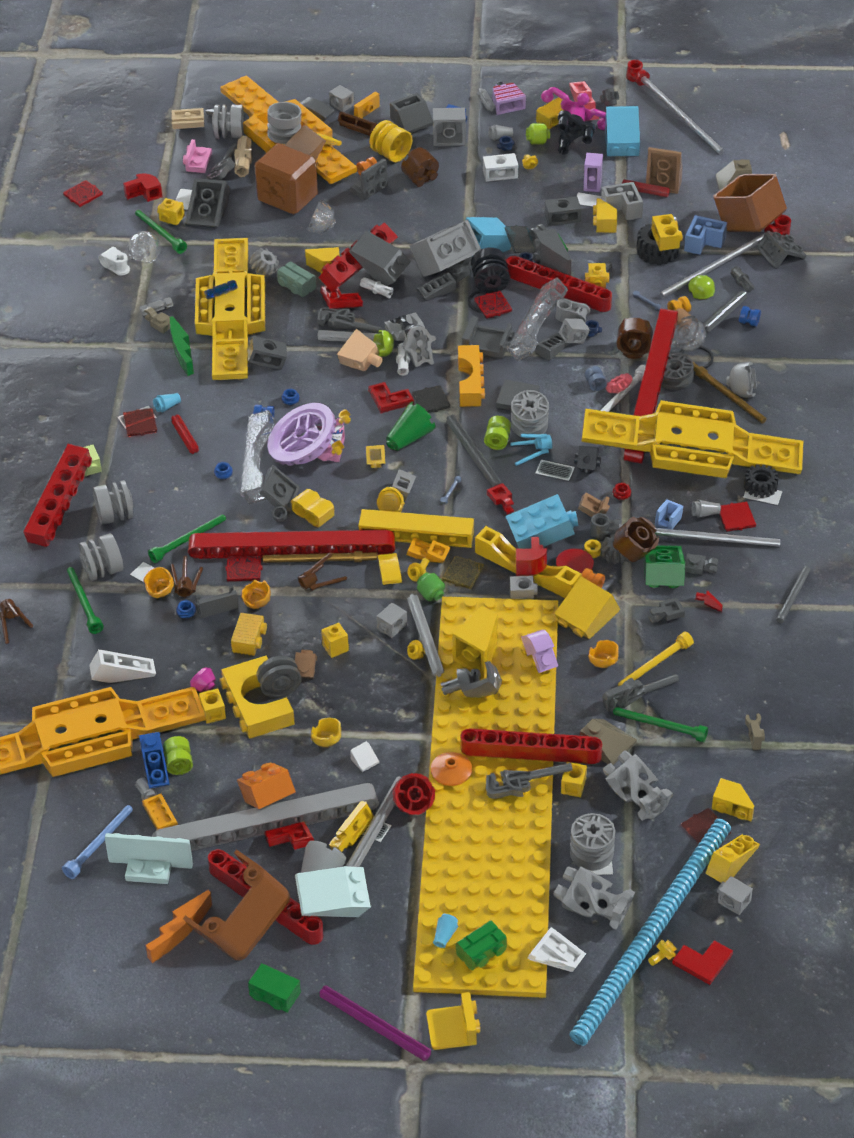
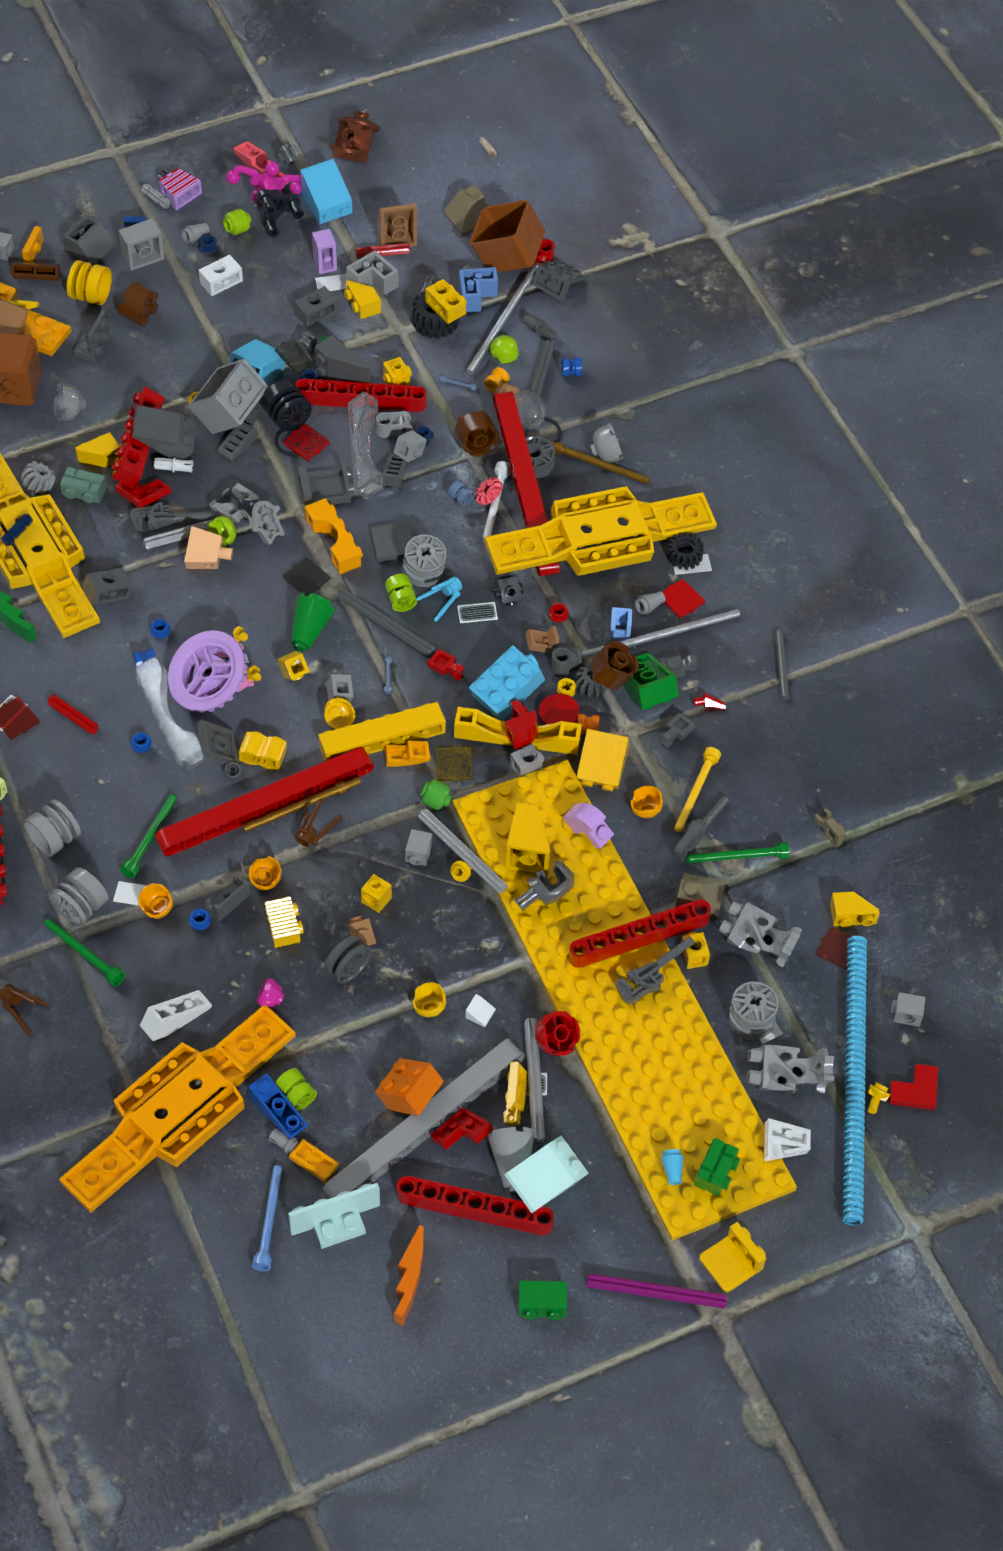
camera: 30 degrees left, 10 degrees up
(166, 401) = (29, 685): medium azure cone -> none
(184, 586) = (182, 893): reddish brown plant -> none
(212, 705) = (300, 1024): yellow brick -> none
(244, 568) = (229, 847): red piece -> none
(252, 915) = (485, 1235): dark orange windscreen -> none
(254, 718) = (345, 1014): yellow arch -> none
(362, 166) = (79, 321): orange wheel -> none
(389, 401) = (263, 595): red tile -> none
(389, 569) = (382, 790): yellow slope -> none
(403, 360) = (252, 541): white pin -> none
(416, 570) = (410, 782): yellow plate -> none
(451, 769) = (571, 996): orange dish -> none
(529, 162) = (246, 259): yellow plate -> none
(549, 113) = (237, 195): yellow brick -> none
(636, 74) = (297, 115): flat silver piece -> none
(672, 100) = (354, 137): none -> copper piece
(731, 858) = (884, 971): yellow slope -> none

